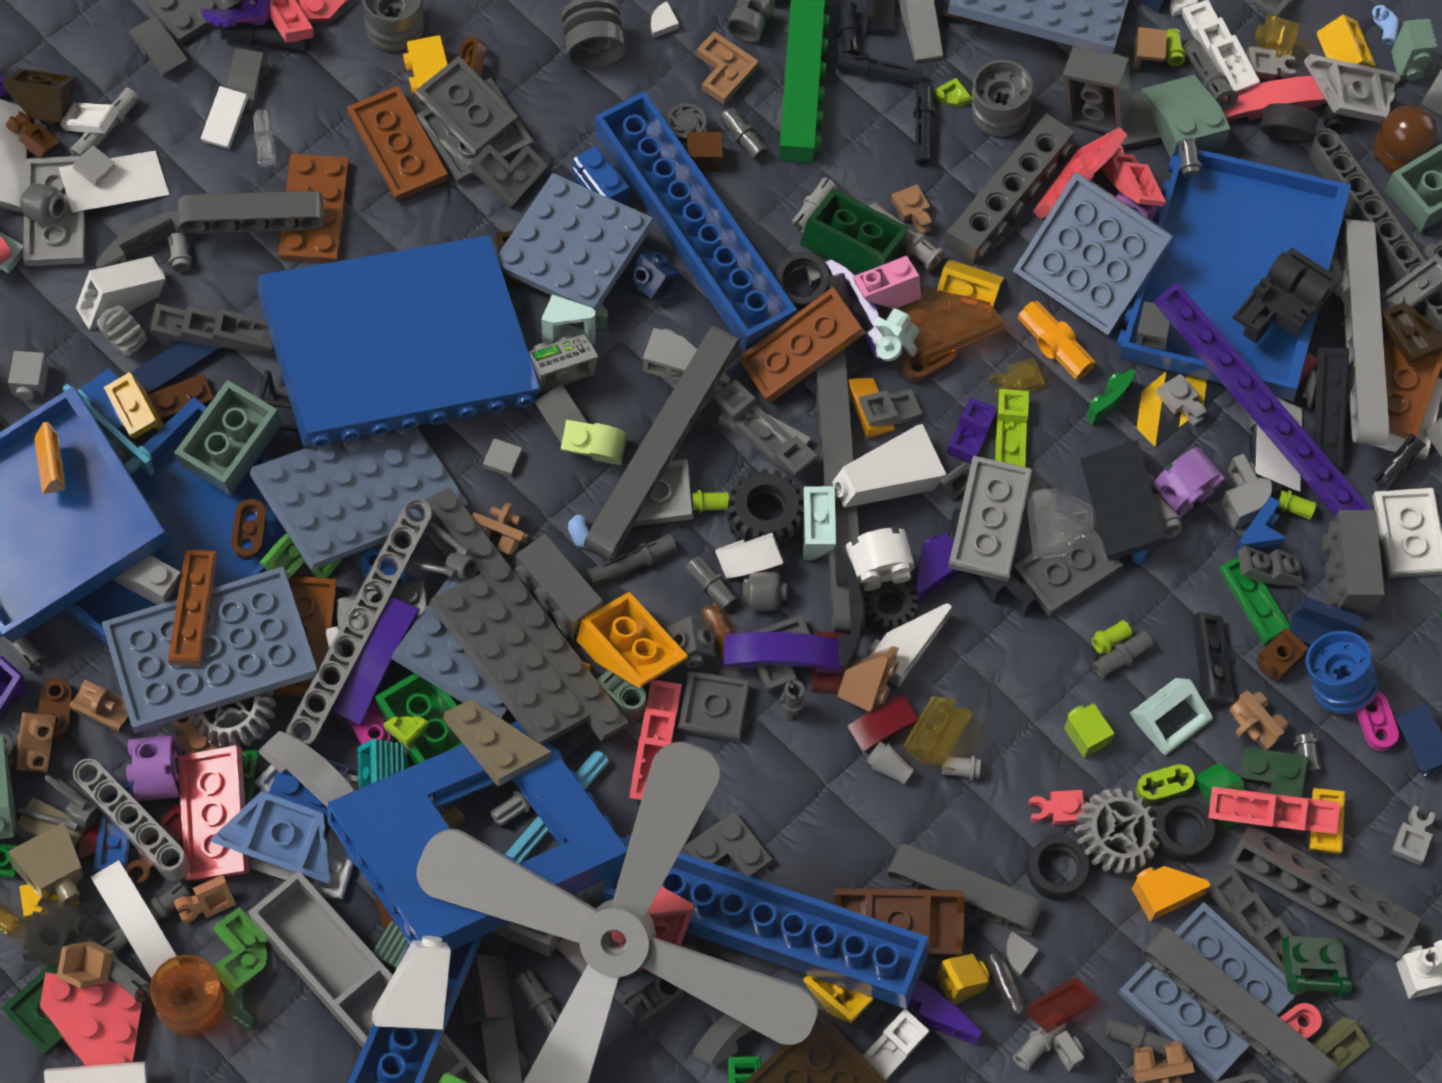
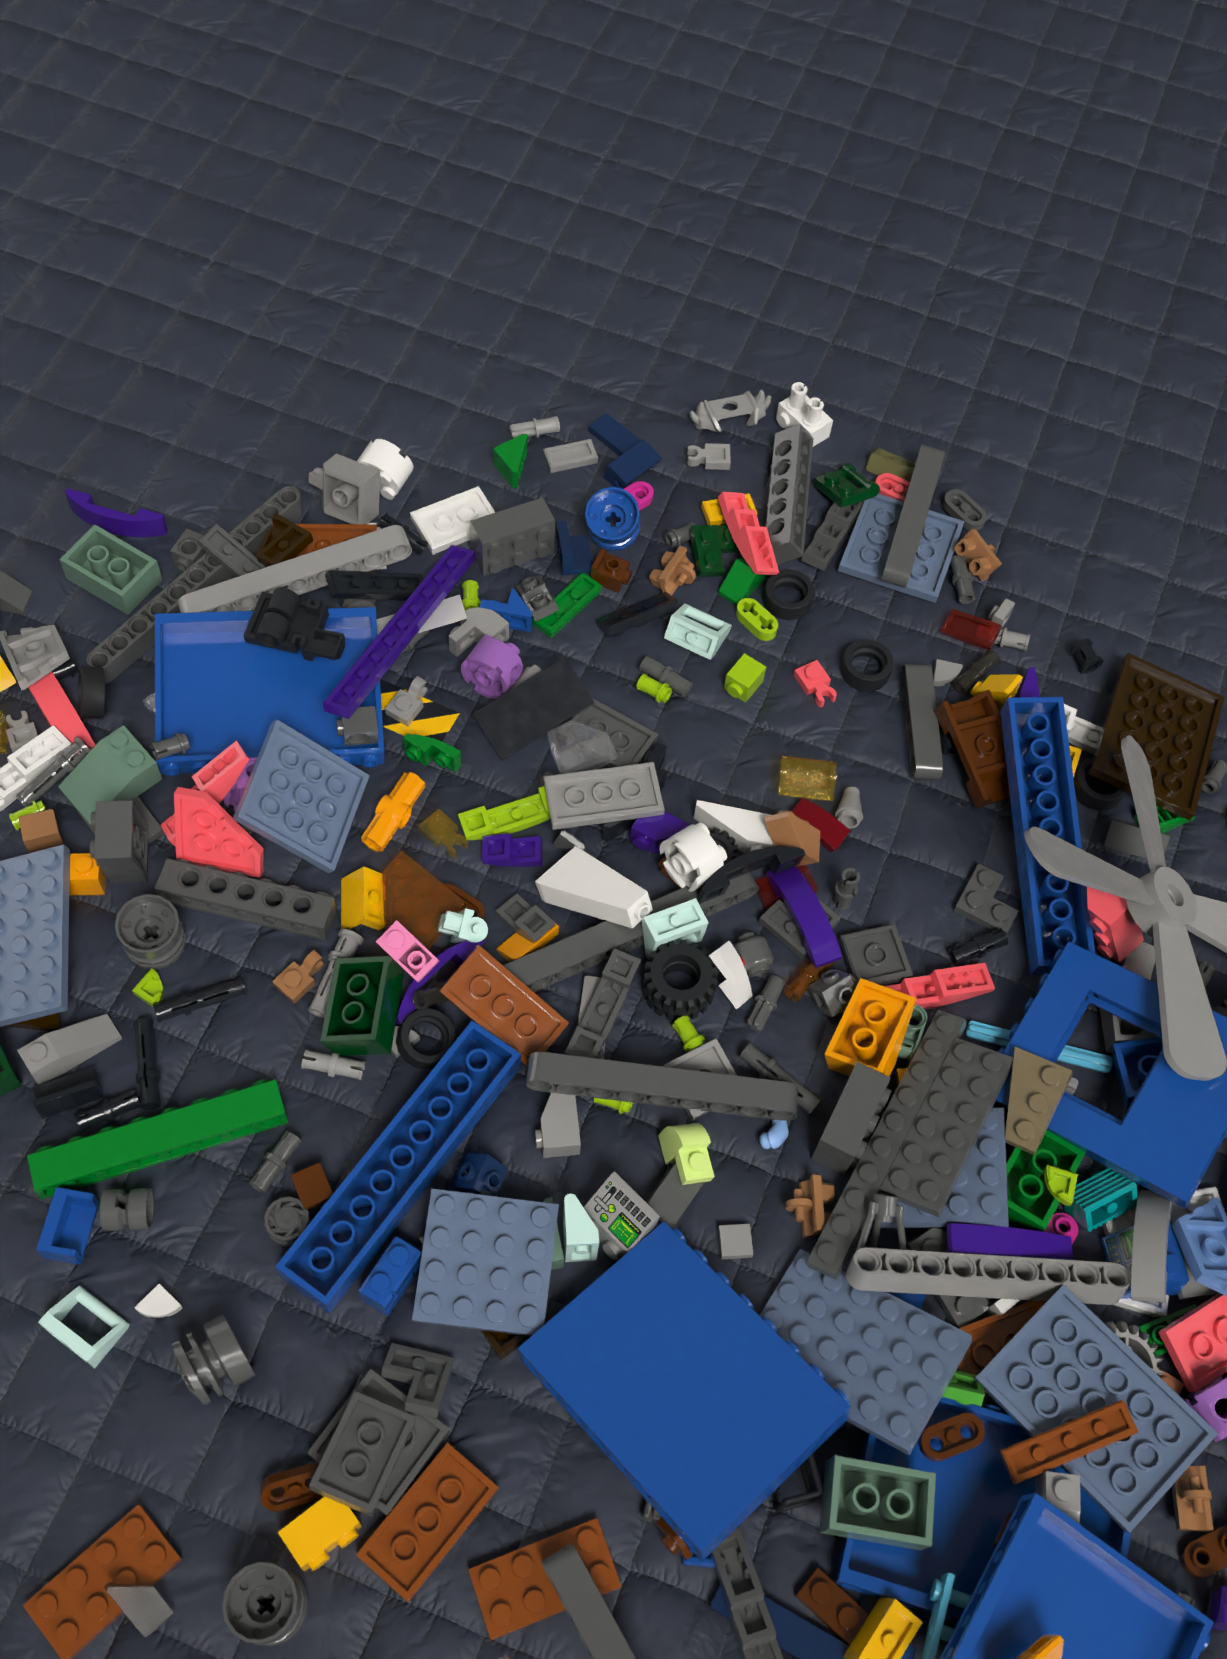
camera: 115 degrees left, 5 degrees down
(731, 67) = (198, 1204): medium nougat plate -> none
(962, 767) = (820, 750): light grey pin -> none
(1133, 854) = (818, 632): light grey gear -> none
(1167, 890) = (844, 590): light orange slope -> none
(1404, 137) = (74, 604): reddish brown tile -> none

